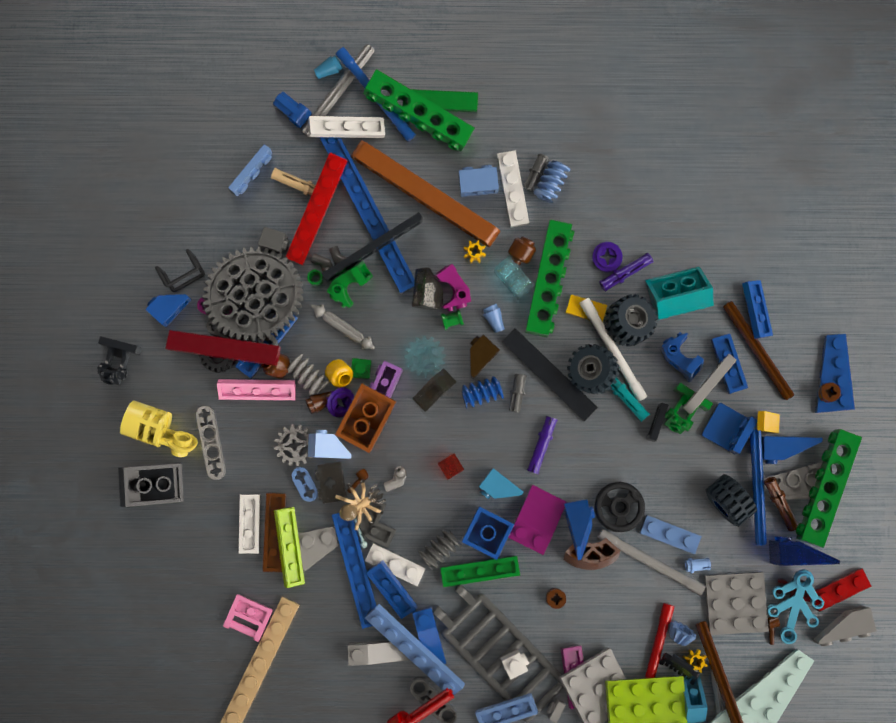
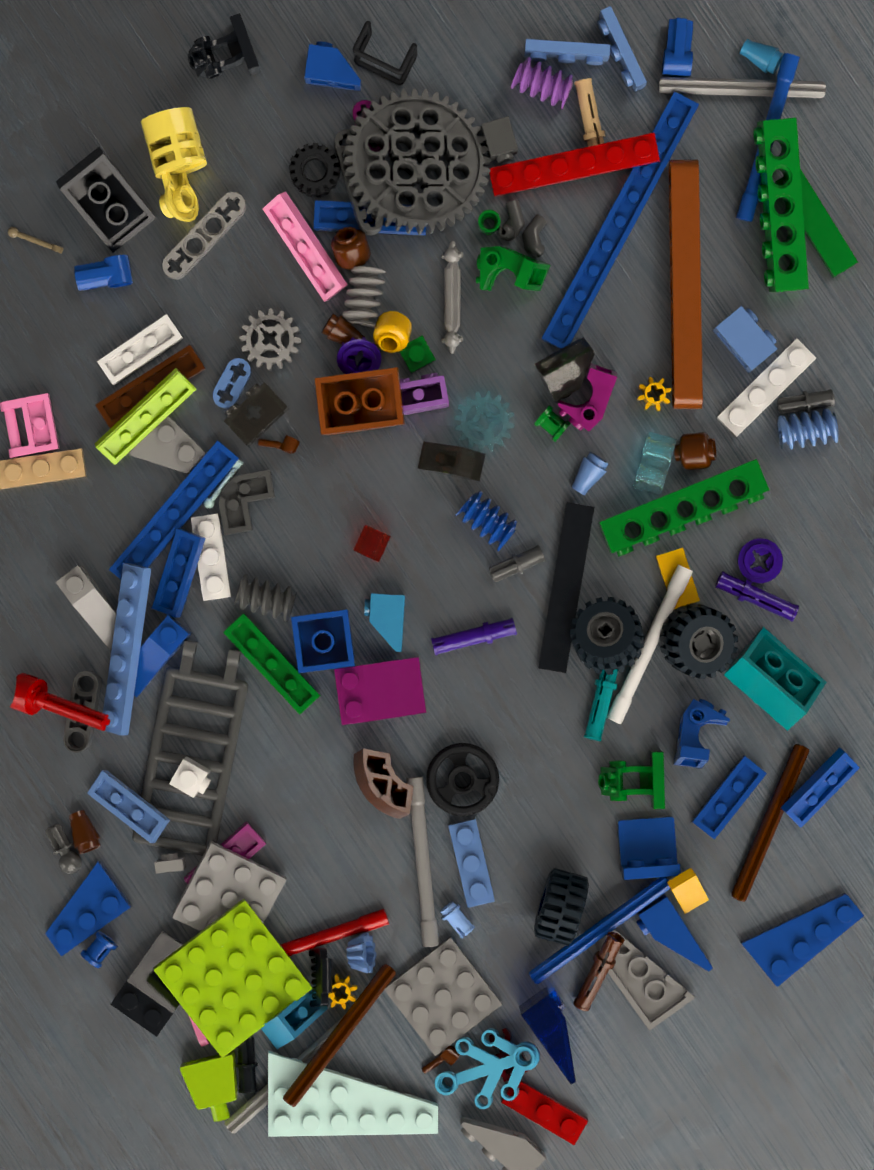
camera: 55 degrees right, 5 degrees up
(132, 550) = (13, 232): none -> dark tan hinge
(193, 509) = (111, 272): none -> blue piece
(223, 348) = (326, 171): dark red tile -> none
(258, 195) = (542, 82): none -> medium lavender piece
(271, 140) = (621, 49): none -> medium blue plate
(326, 446) = (294, 377): light blue slope -> none
(346, 127) = (701, 130): white plate -> none
(358, 506) = (248, 464): animal -> none
(372, 247) = (573, 266): black tile -> none
(398, 479) = (313, 491): light grey arm -> none
(481, 354) = (533, 488): dark brown slope -> none
(555, 594) = (305, 773): reddish brown wheel -> none
(579, 521) = (410, 744): blue slope -> none
(657, 422) = (596, 757): black tile -> none
(709, 384) = (684, 787): light grey beam -> none
(826, 394) = (773, 936): reddish brown wheel -> none
(837, 481) = (728, 1006): green brick -> none

